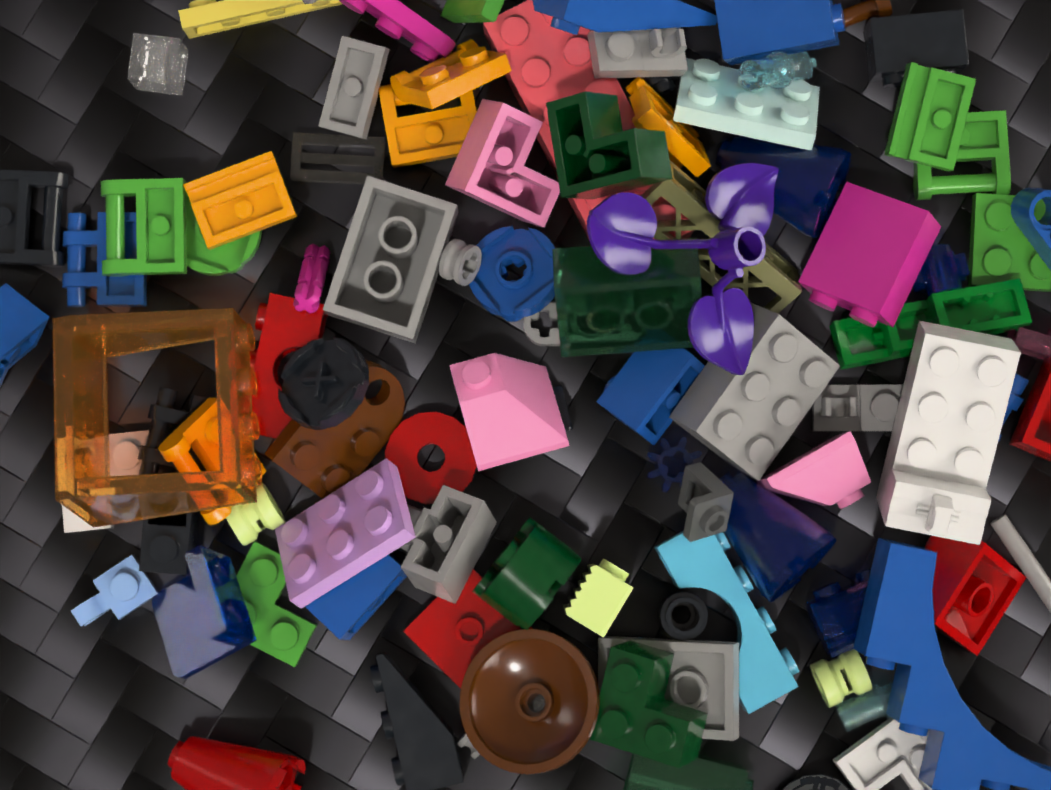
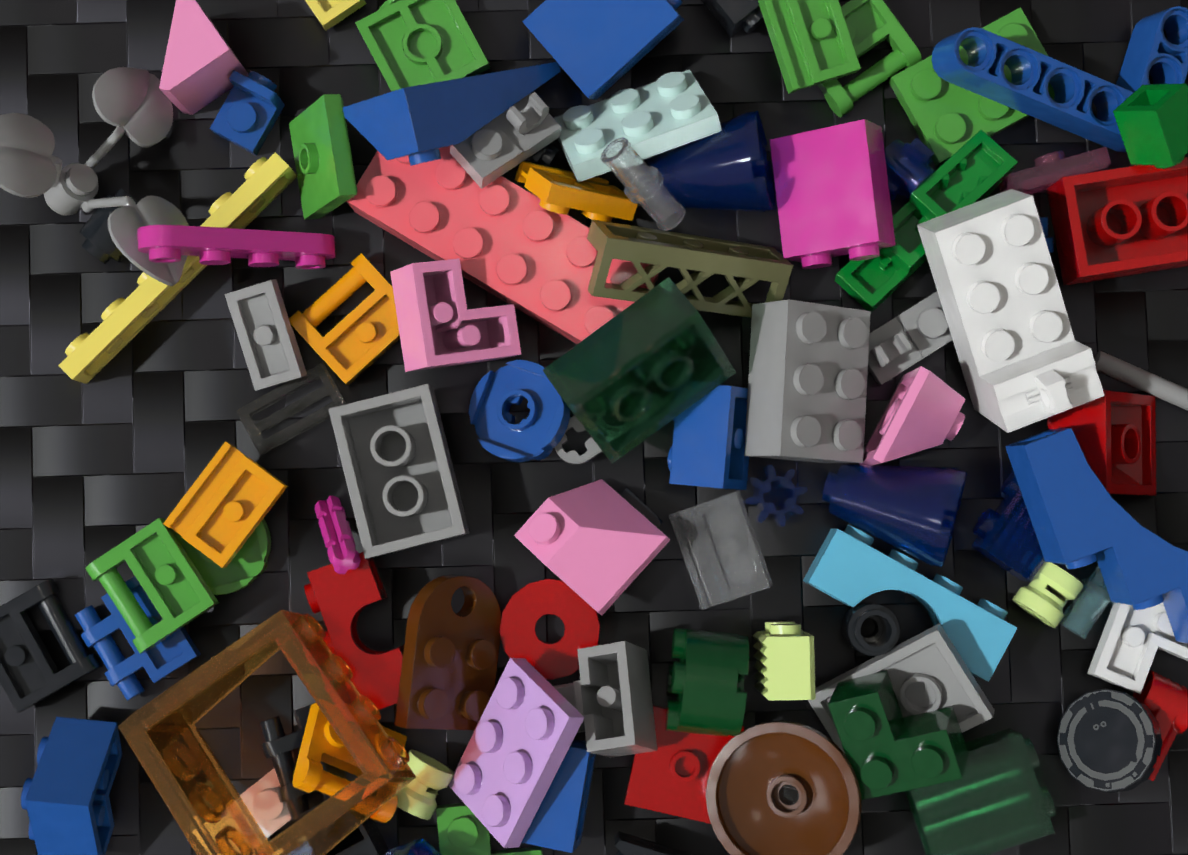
camera: 30 degrees left, 0 degrees up
(157, 64) = (70, 426): clear brick -> none
(323, 383) = (409, 627): black tile -> none
(450, 76) = (348, 269): light orange plate -> none
(460, 262) = (464, 434): light grey bush -> none
(596, 154) = (528, 257): dark green brick -> none
(604, 480) = (720, 550): none -> clear plate
(705, 502) = (827, 512): dark grey bracket -> none
(721, 145) = (643, 184): none -> clear pin
(743, 201) = (688, 216): dark purple plant -> none
(777, 70) = (643, 77): clear light blue axle -> none

